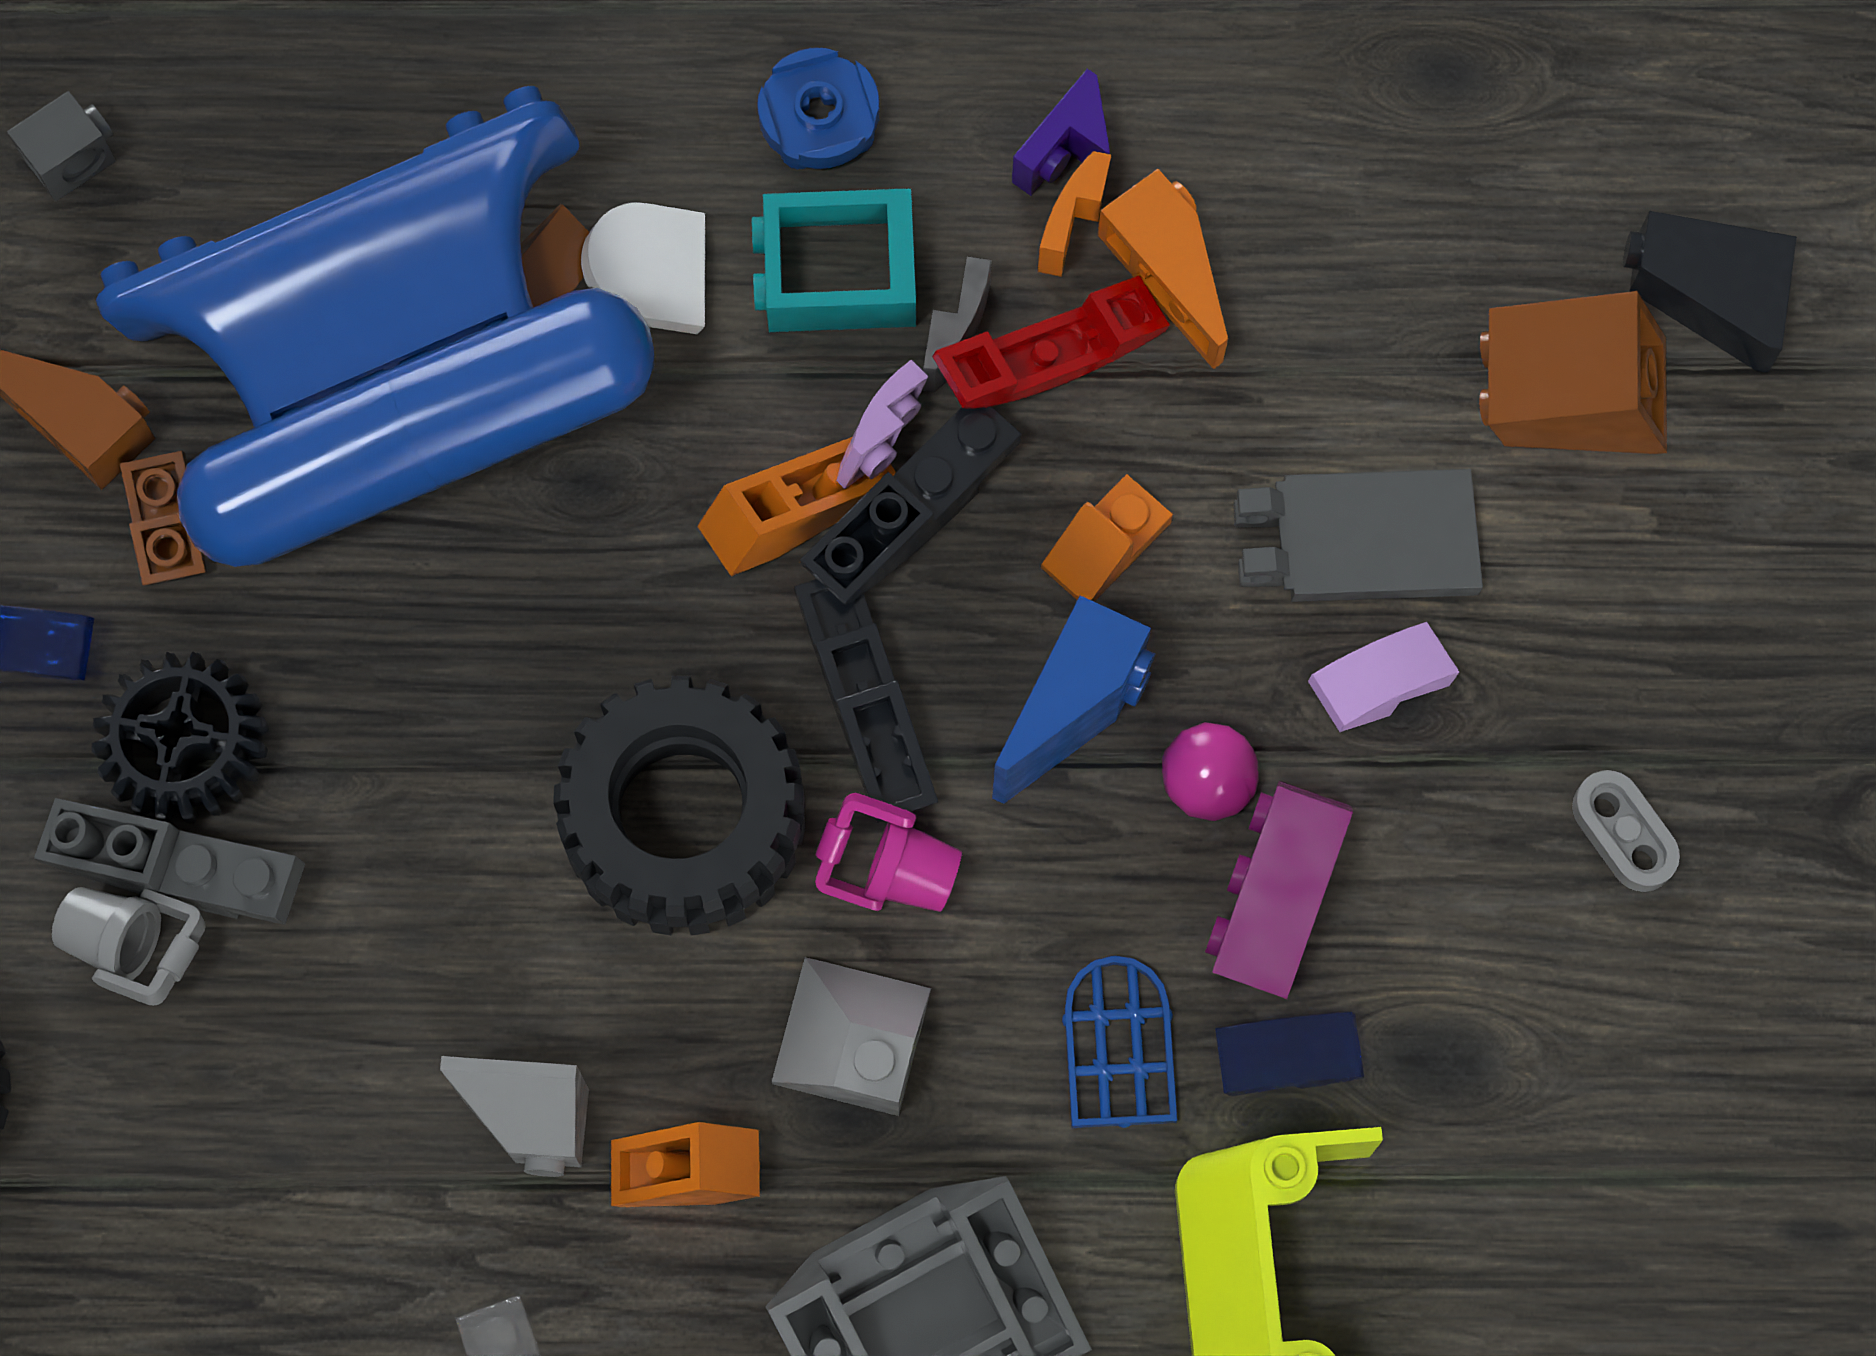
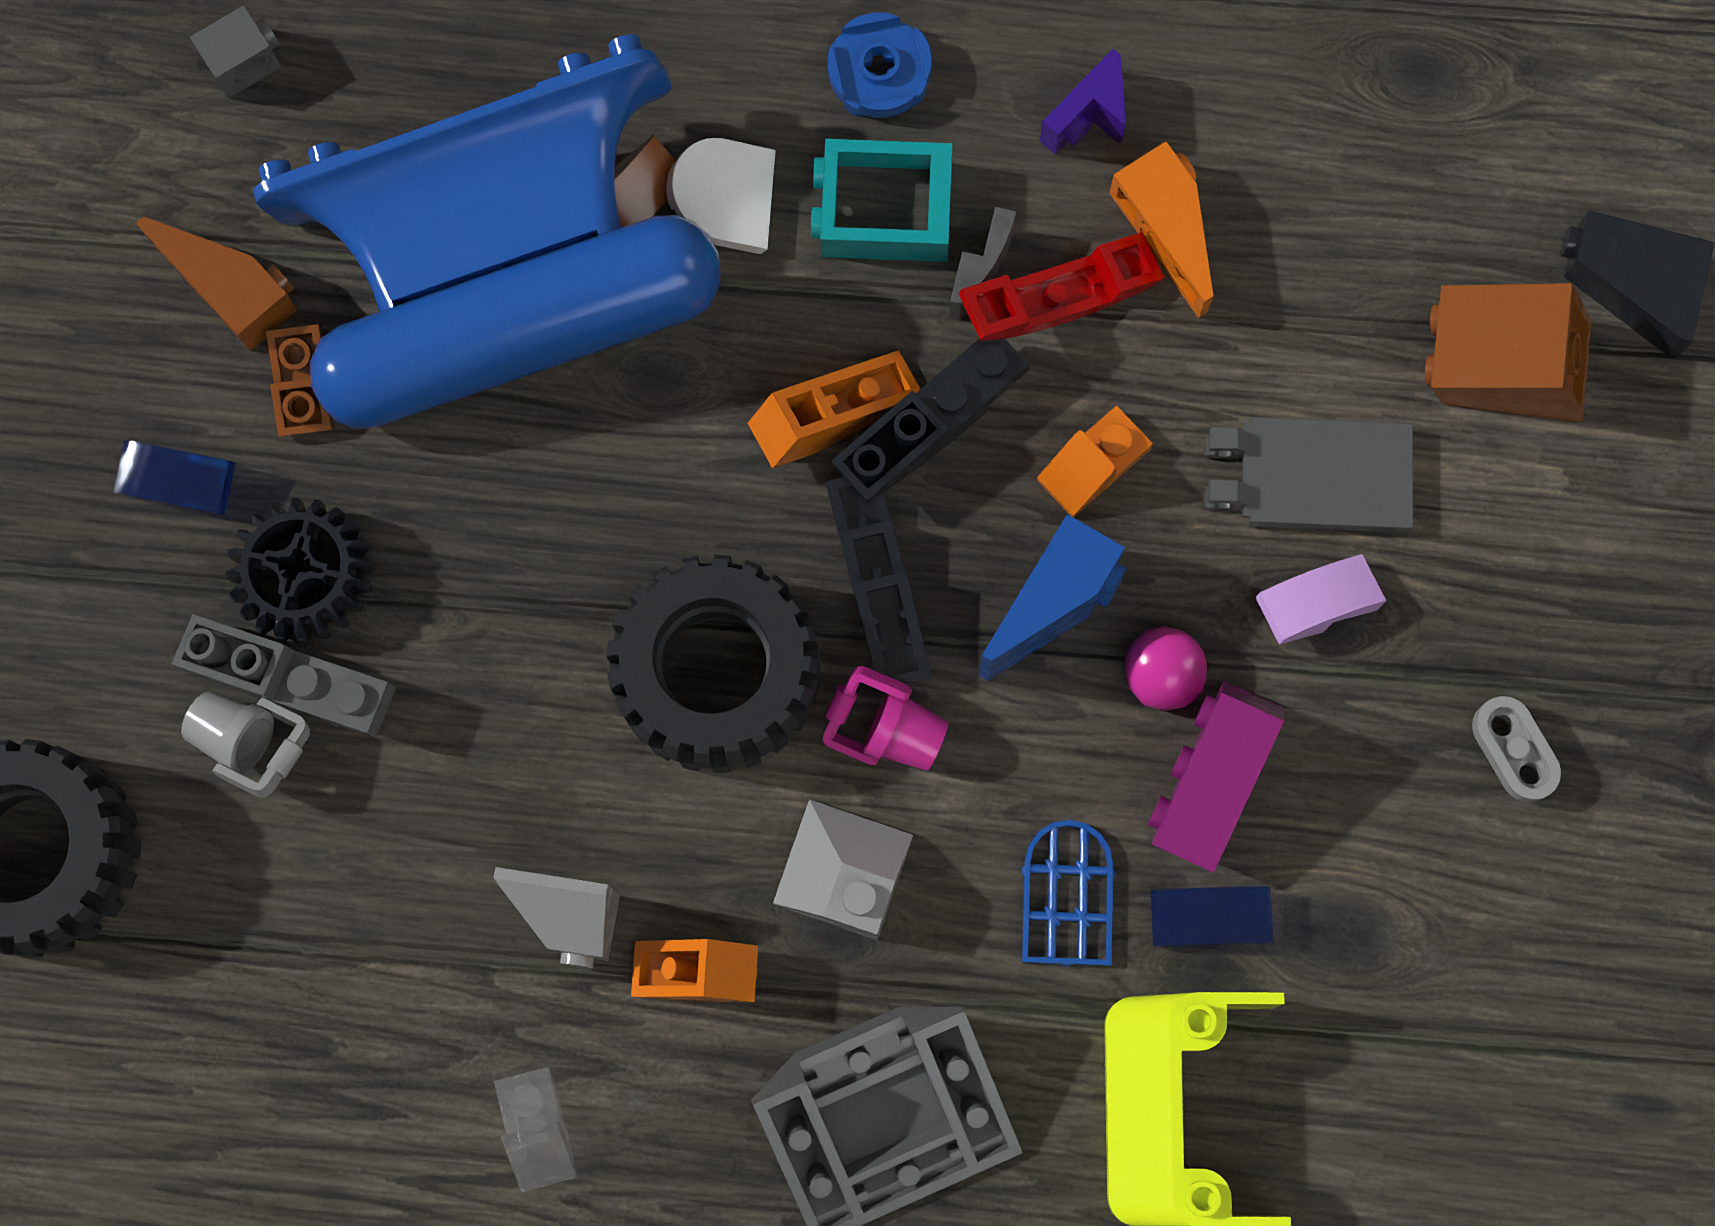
camera: 10 degrees right, 5 degrees up
(880, 425) = (918, 336): lavender slope -> none
(1078, 199) = (1097, 162): orange slope -> none

